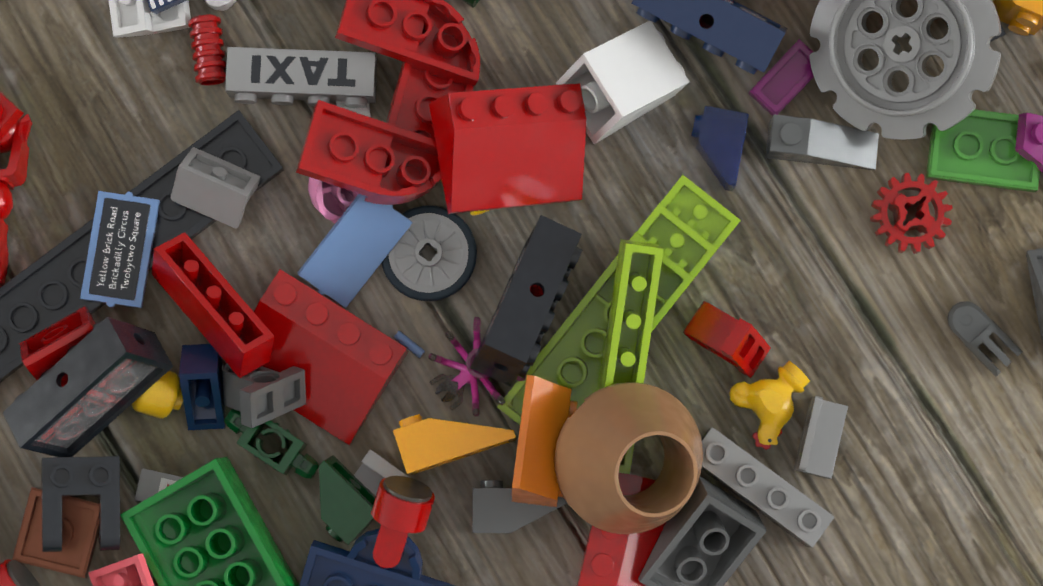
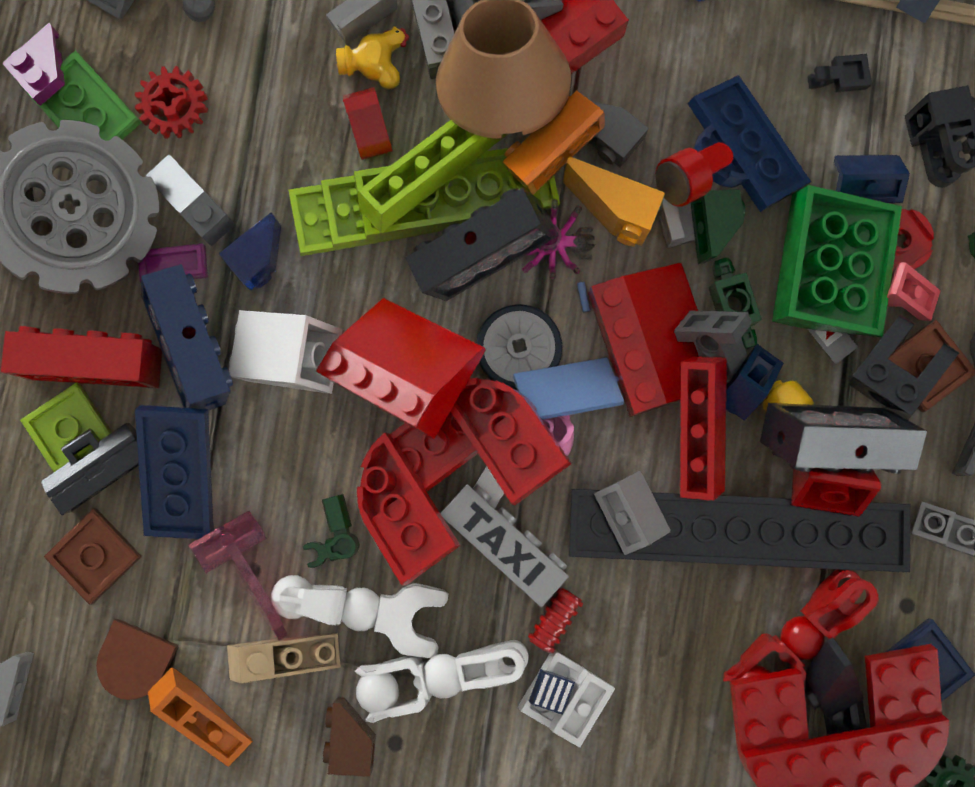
camera: 135 degrees left, 0 degrees up
(120, 249) = (734, 525): piece -> none

